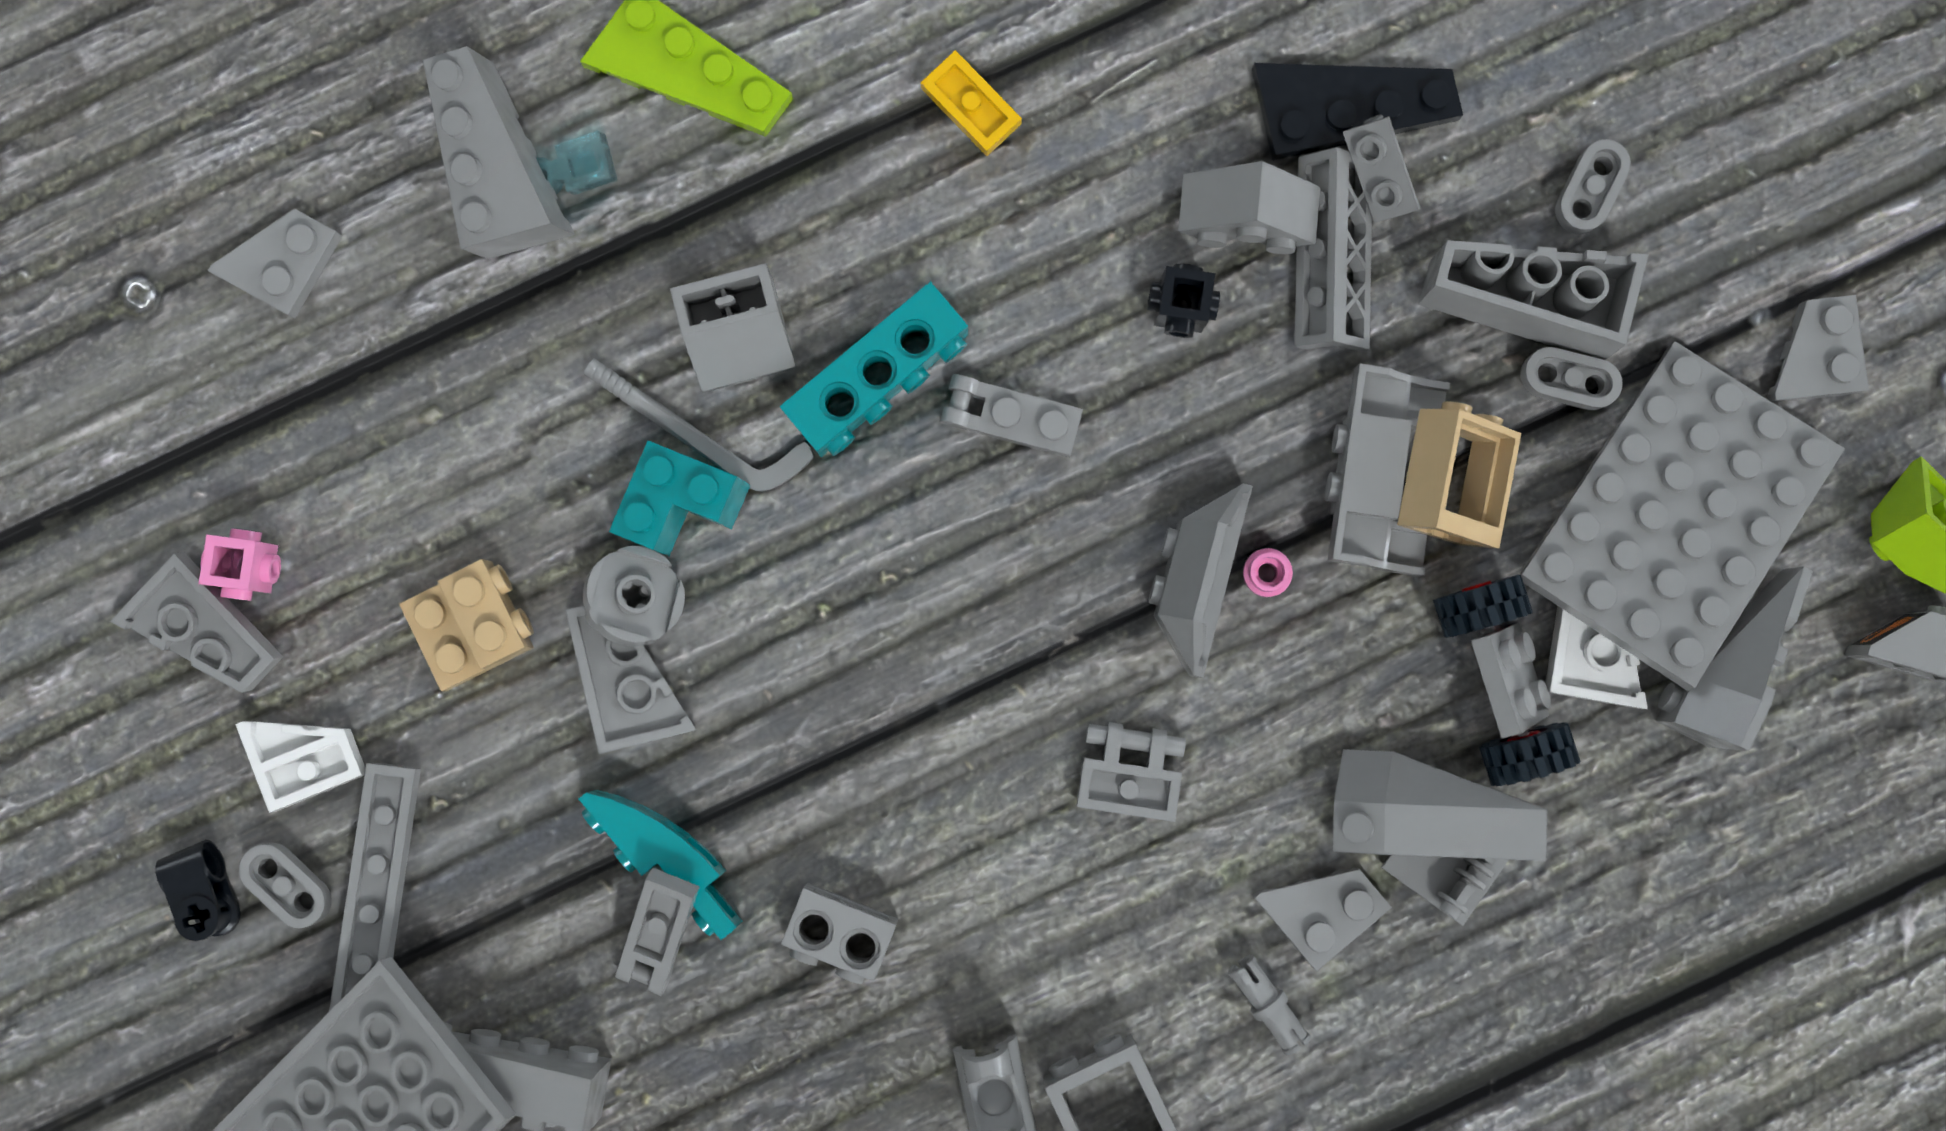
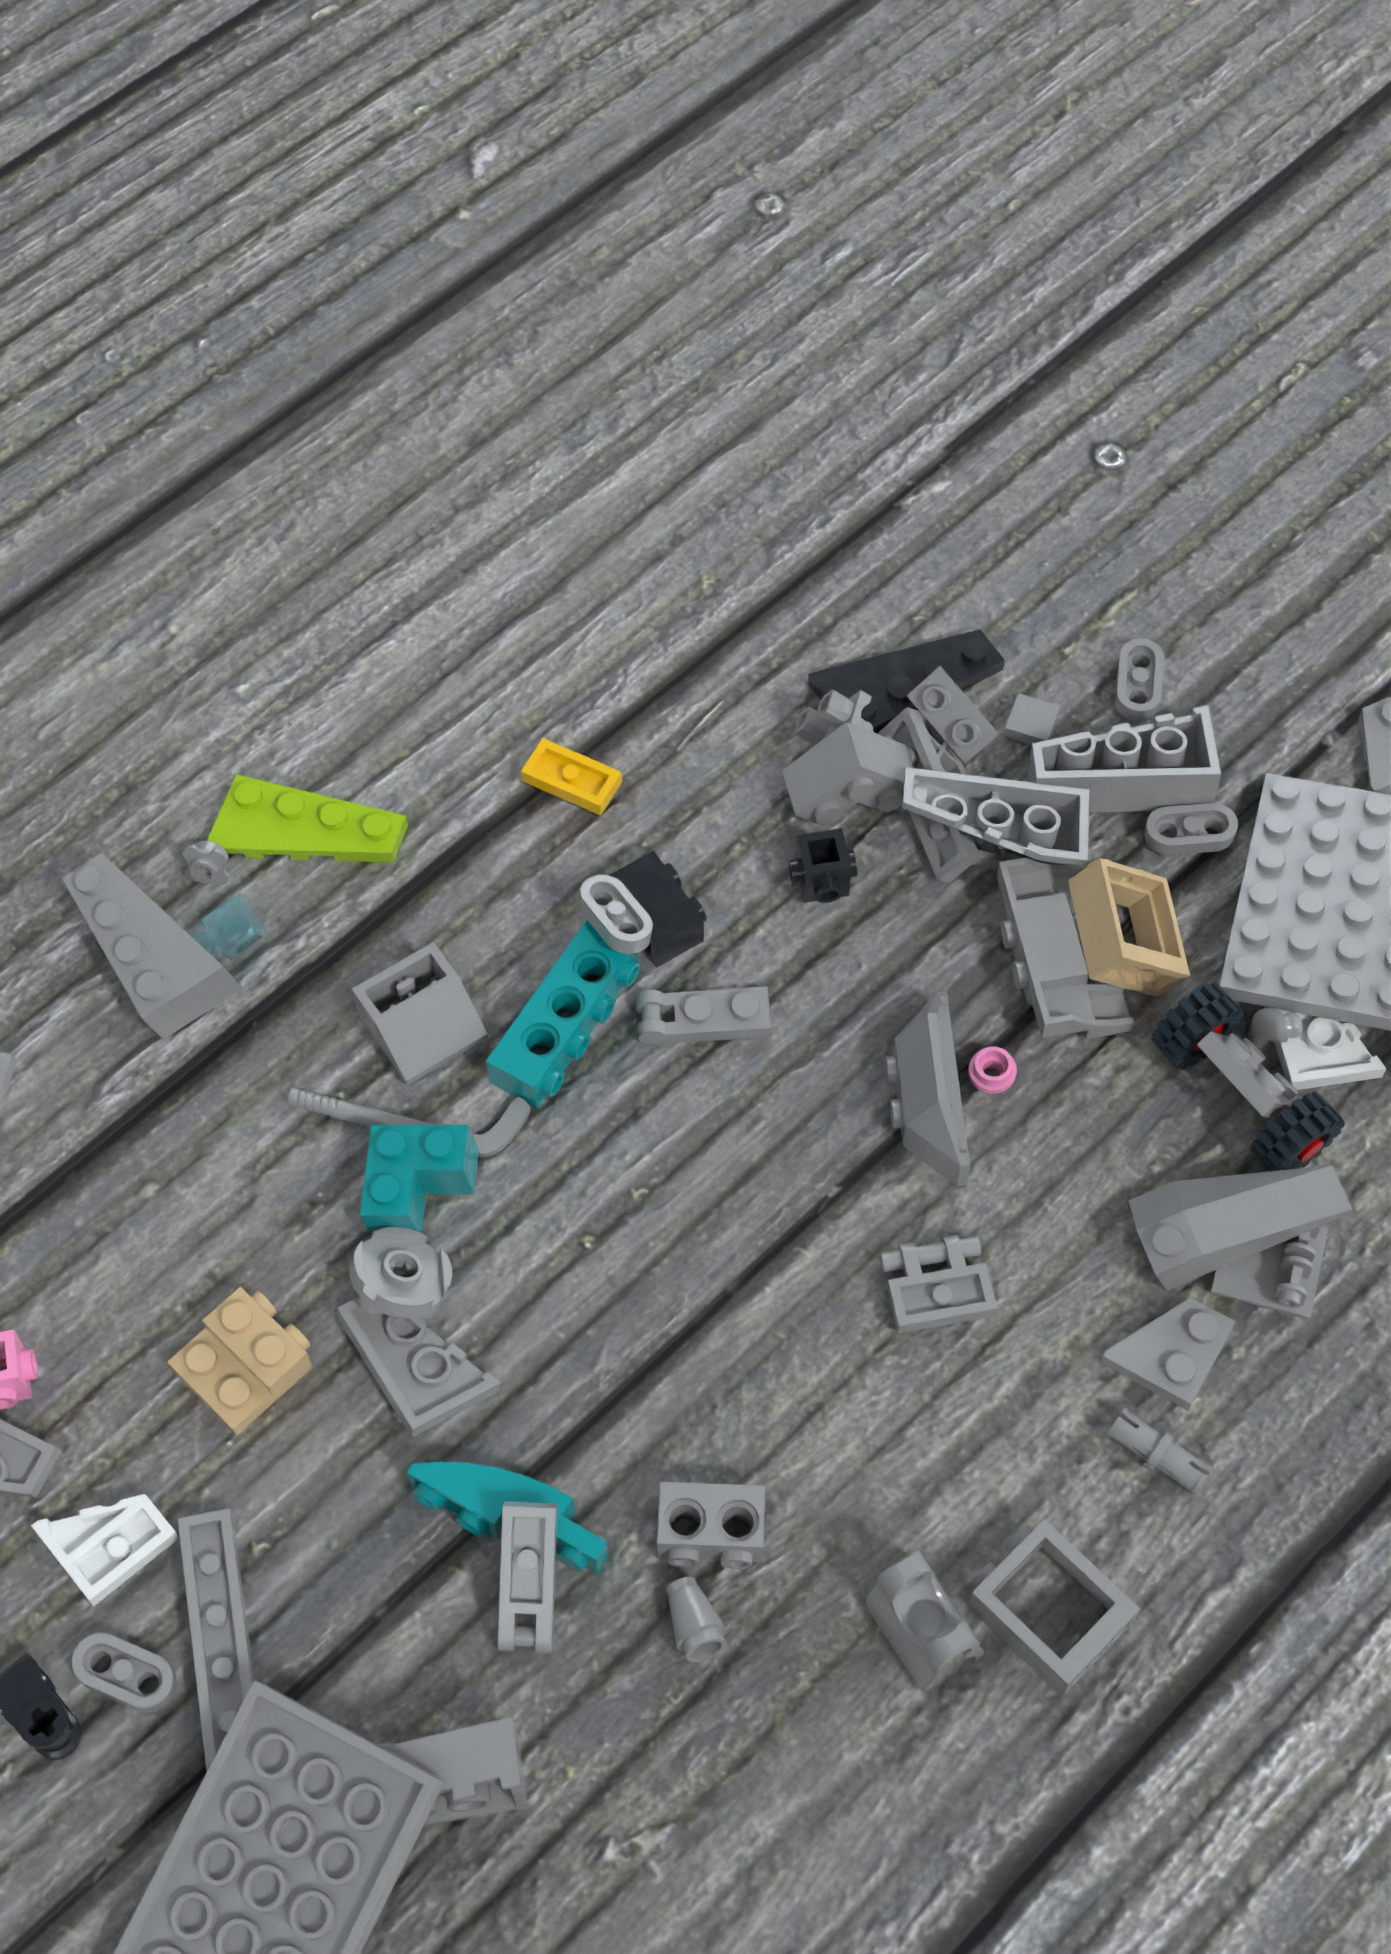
camera: 20 degrees left, 25 degrees down
(577, 80) = (206, 863): none -> light grey plate
(795, 1013) = (695, 1622): none -> light grey cone
(955, 296) = (621, 919): none -> light grey plate
(1004, 285) = (675, 917): none -> black brick
(1256, 139) = (831, 714): none -> light grey hips
(1395, 318) = (1018, 815): none -> light grey wedge
(1462, 195) = (1031, 720): none -> light grey tile
(1557, 631) = (1272, 1025): none -> light grey arm

